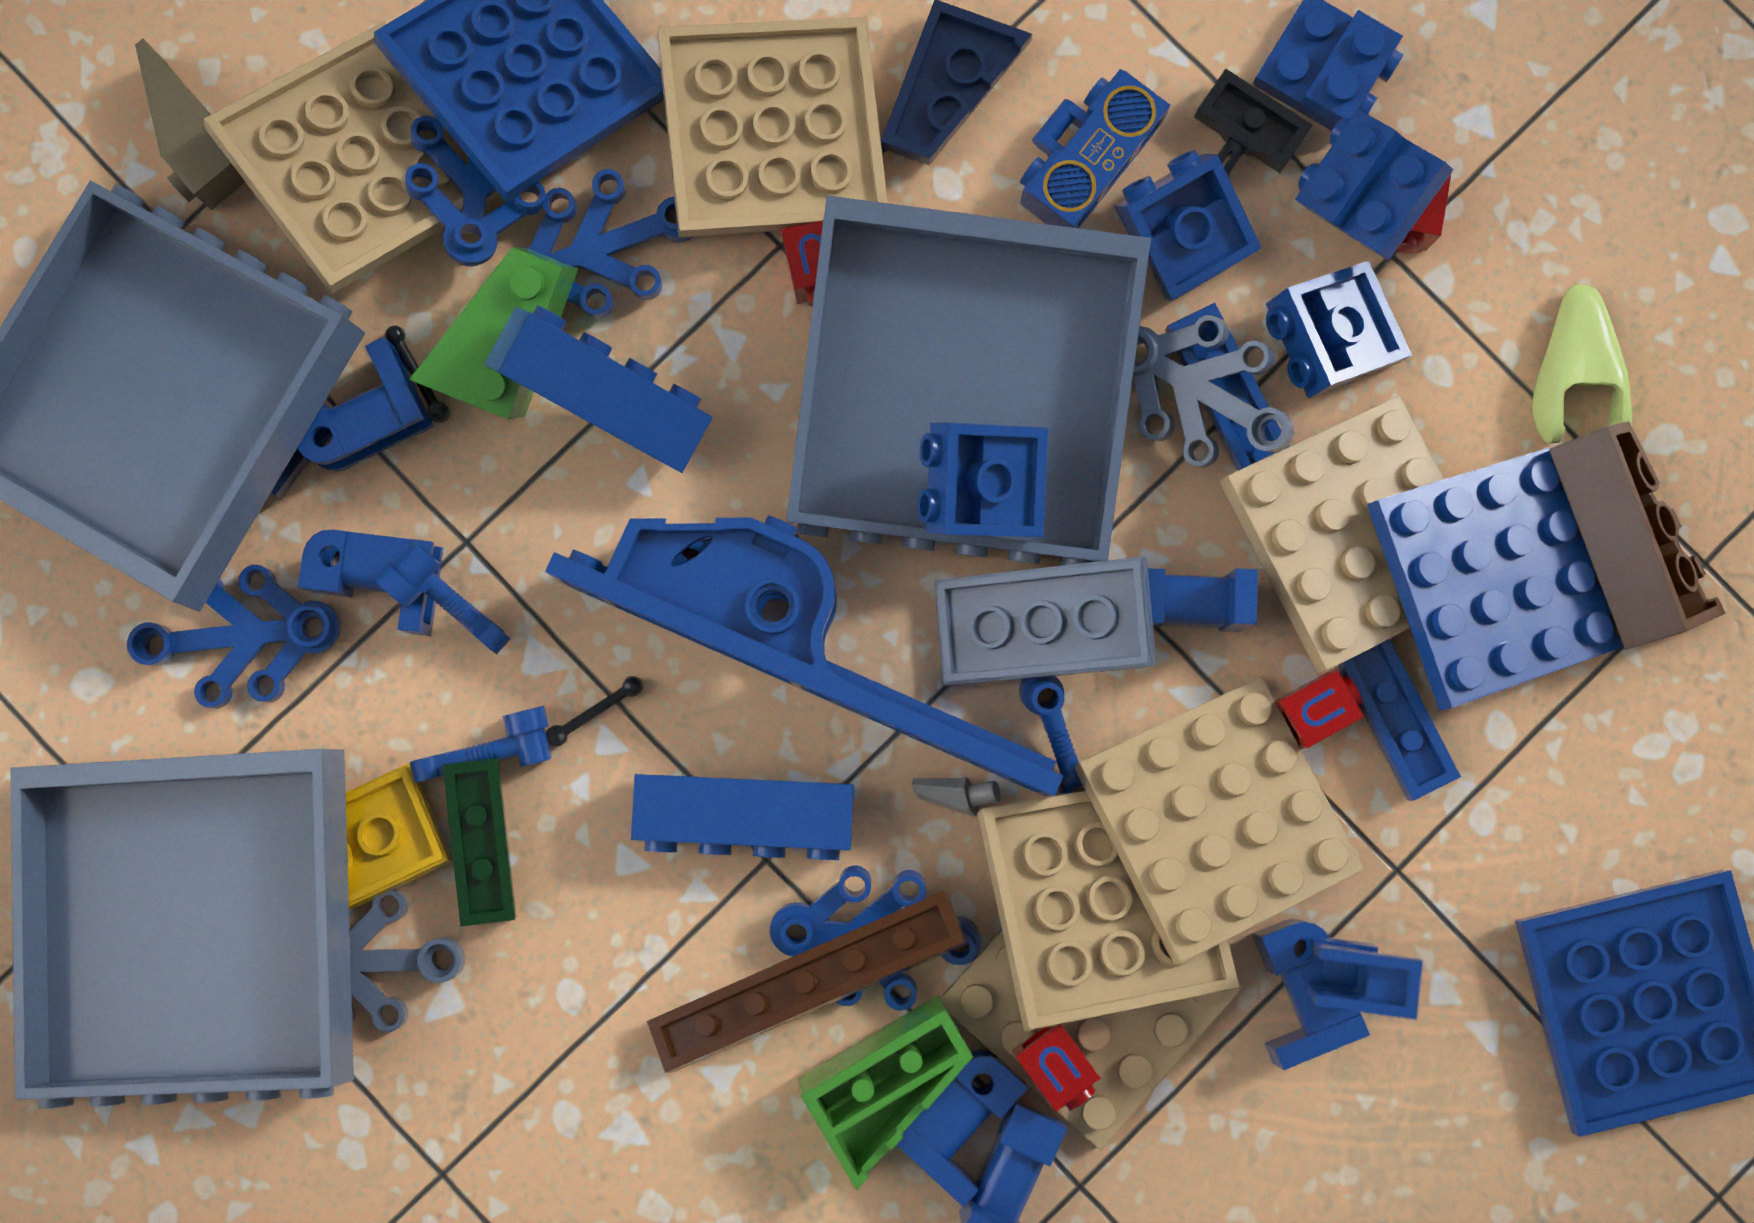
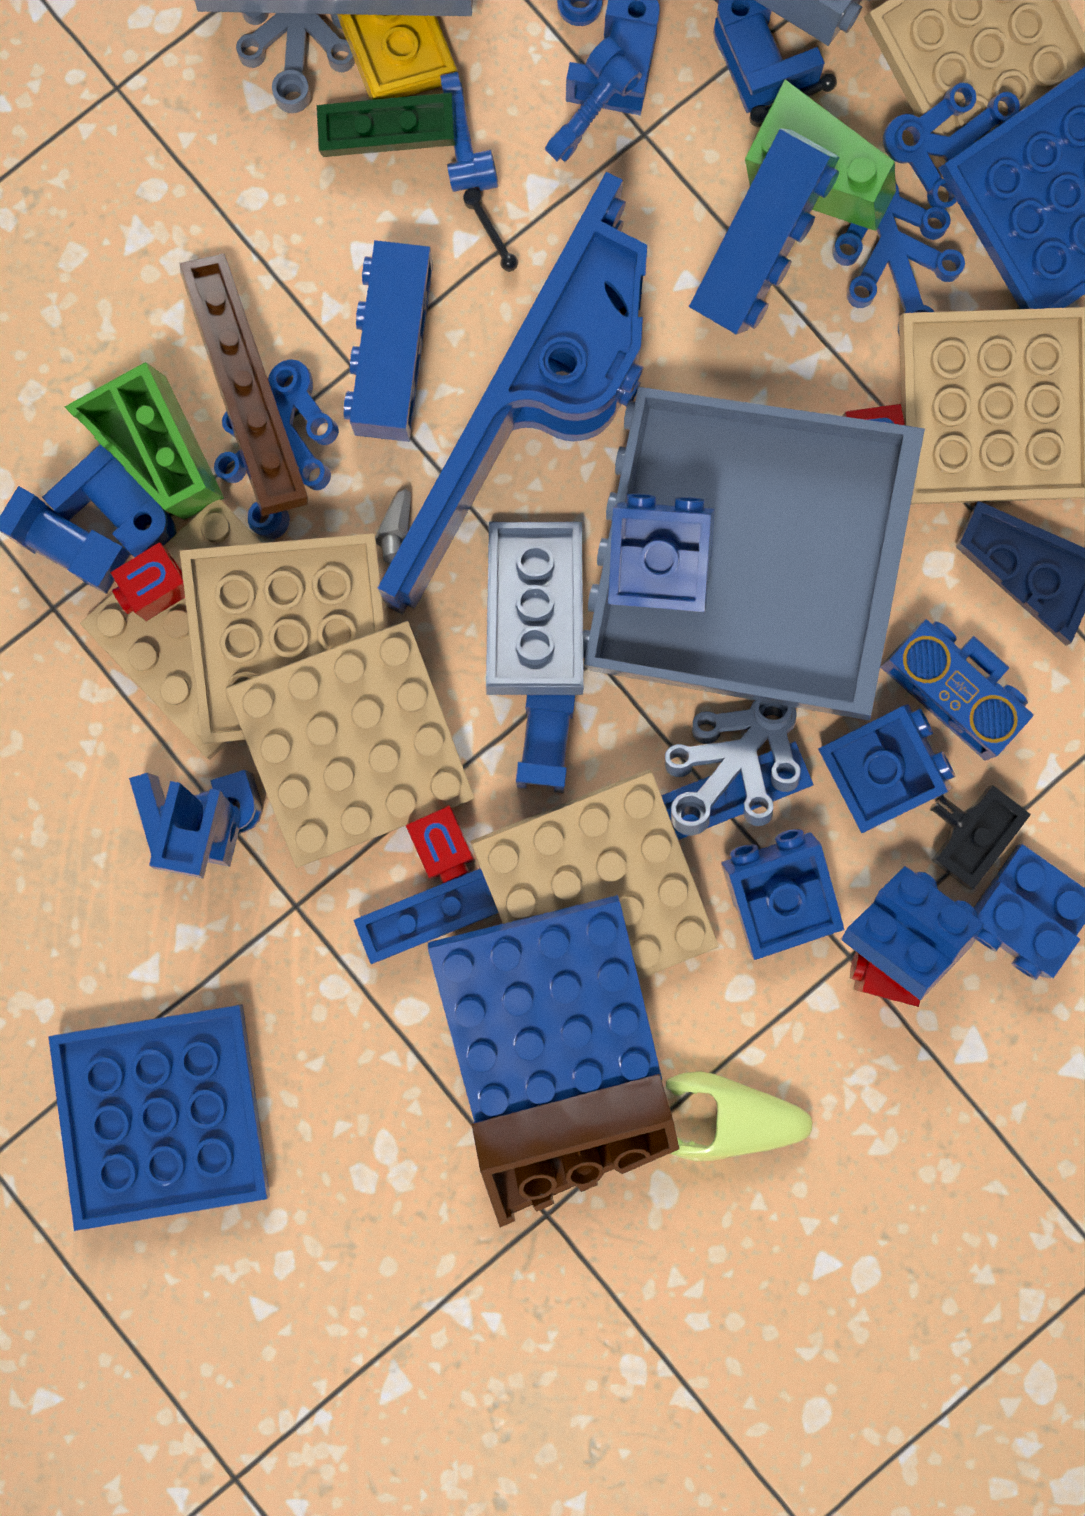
camera: 95 degrees right, 0 degrees up
(1054, 725) = (449, 611): blue brick -> none

